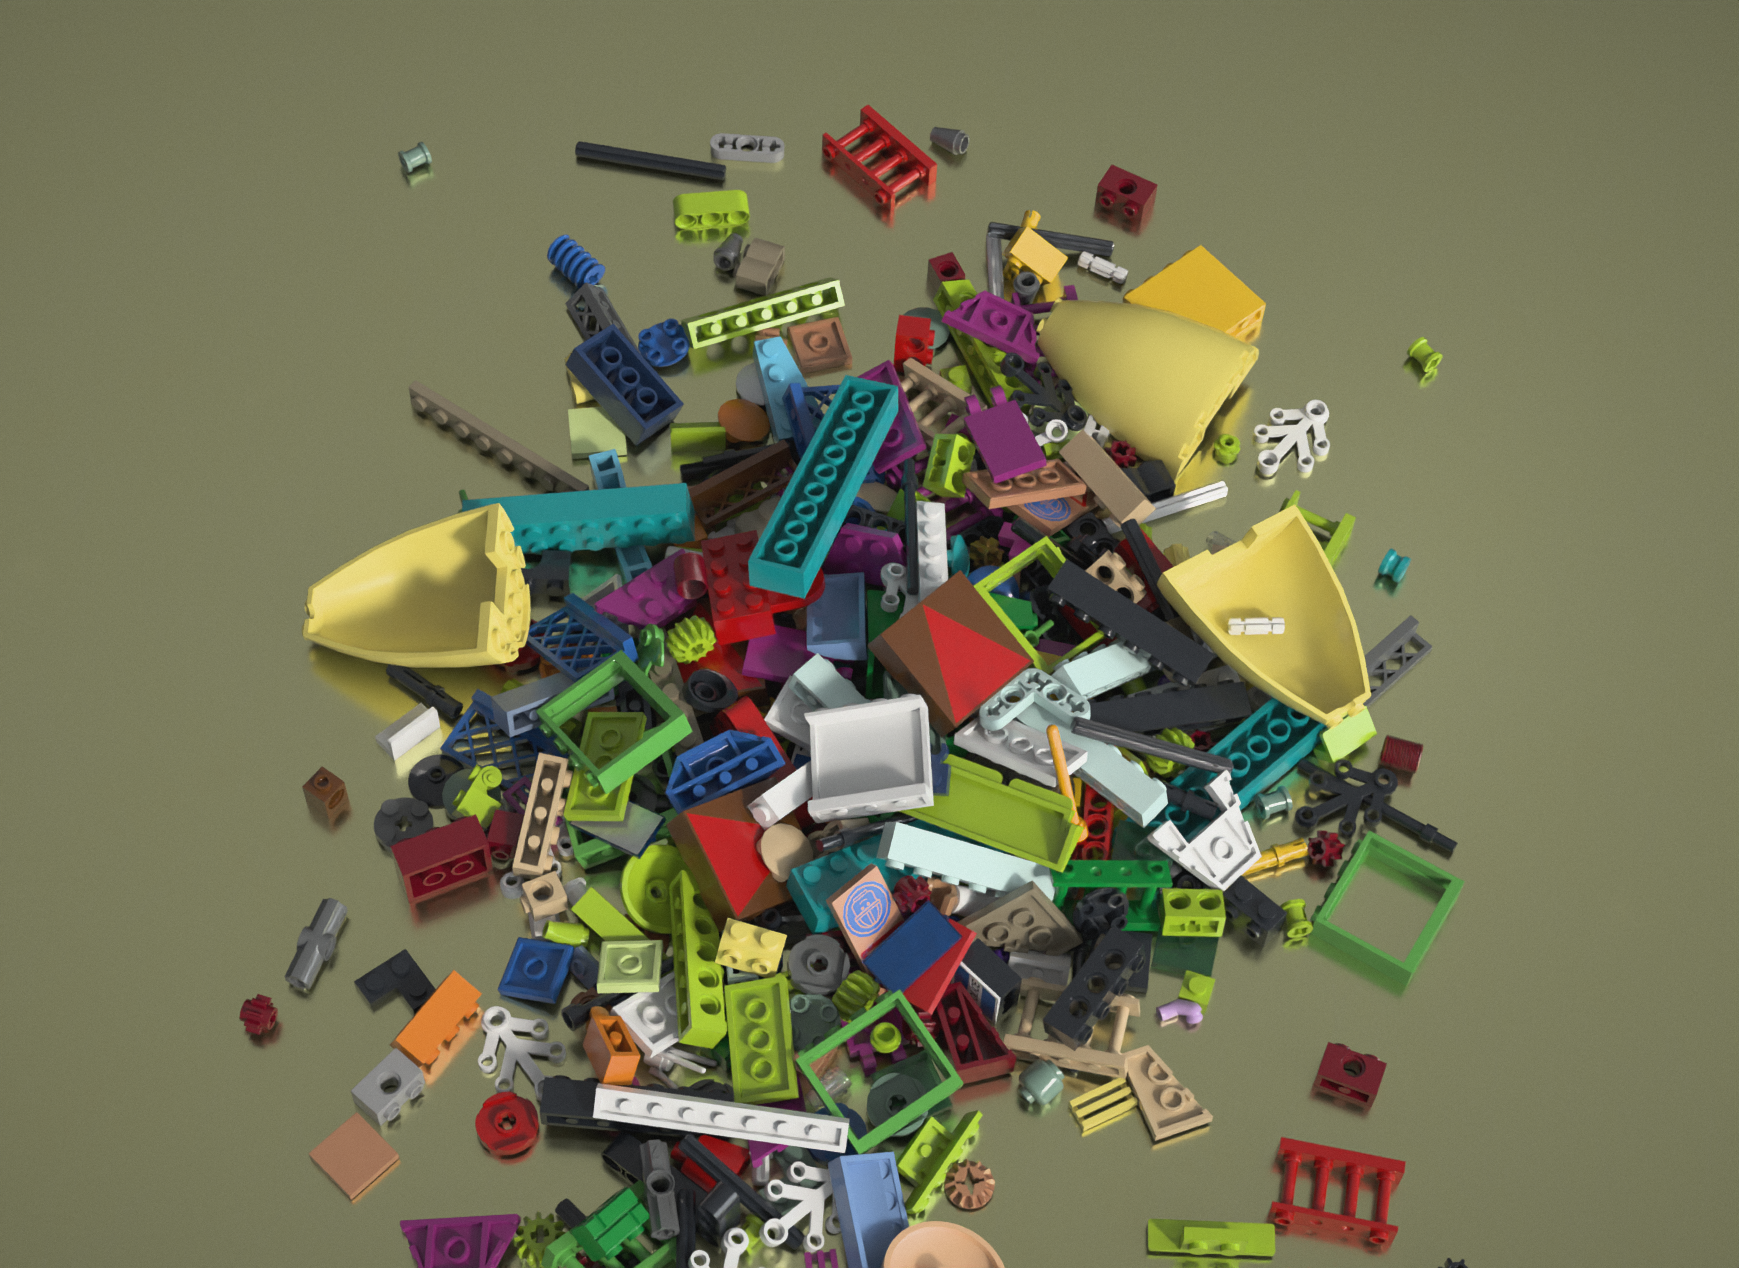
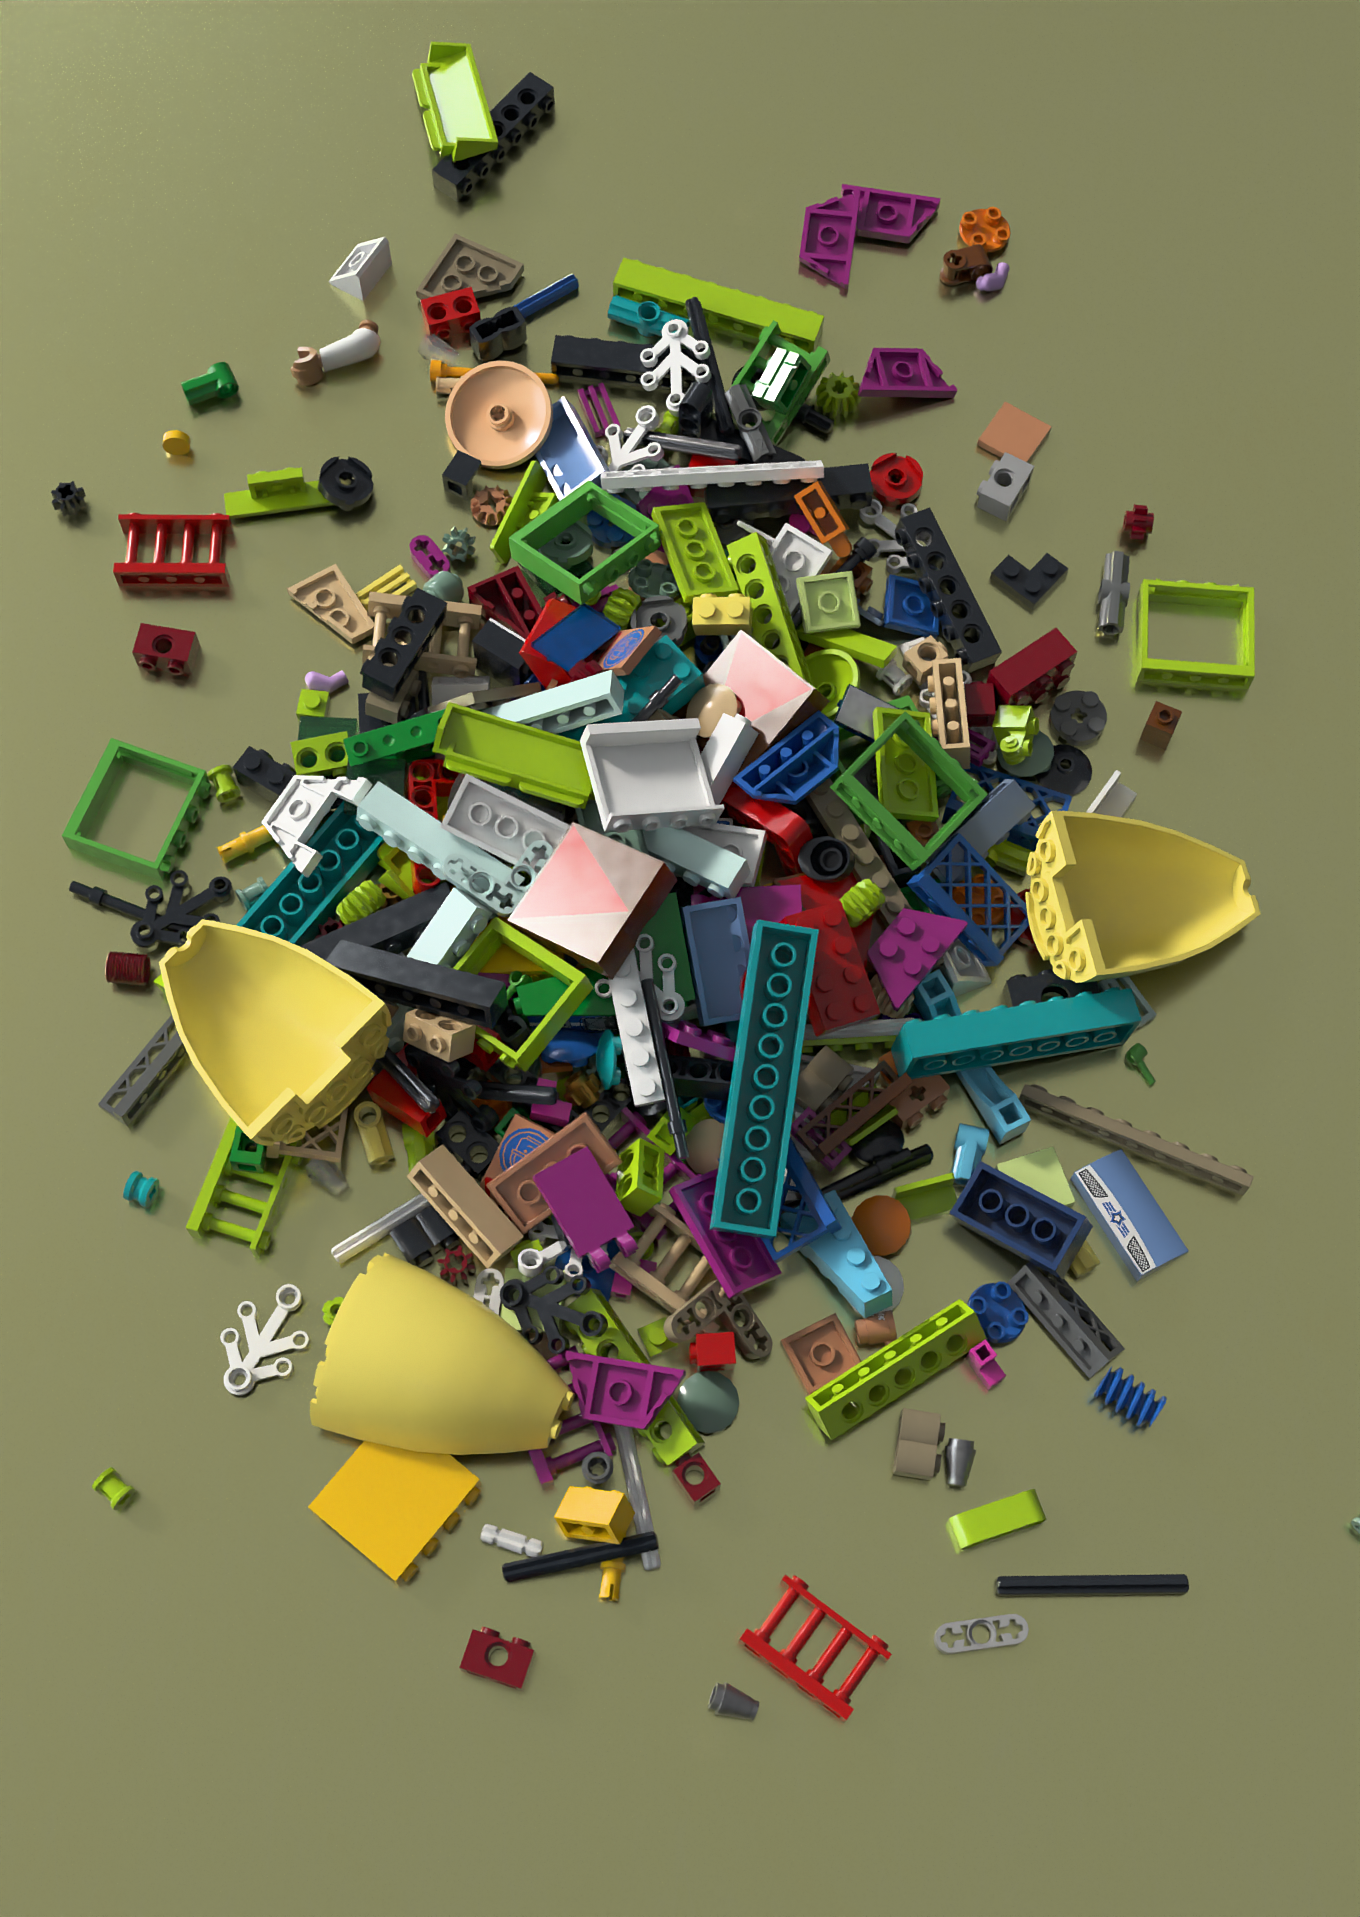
camera: 170 degrees right, 10 degrees up
(260, 839) = (1197, 672): none -> lime window
(437, 1019) = (986, 541): orange brick -> none
(504, 1033) = (925, 528): none -> black brick
(524, 394) = (1128, 1214): none -> medium blue slope
(566, 933) = (897, 635): lime cone -> none
(646, 465) = (969, 1147): none -> medium azure piece
(650, 648) = (898, 894): bright green plate -> none
(685, 305) = (983, 1363): none -> dark pink piece
(690, 575) = (878, 957): dark red piece -> none
(937, 349) = (717, 1307): none -> dark tan beam
(940, 772) = (581, 782): dark blue plate -> none
(1000, 1218) = (459, 475): none -> black panel
(1015, 1132) = (460, 536): none -> sand green gear
(1043, 1134) = (434, 555): none -> magenta beam
(1062, 774) = (443, 781): light orange piece -> none
(1138, 1251) = (345, 495): none -> black plate
(1150, 746) = (377, 867): black axle -> none
(1190, 802) = (338, 843): black pin -> none
(1256, 625) = (284, 1045): white axle -> none
(1325, 848) = (199, 853): dark red gear -> none

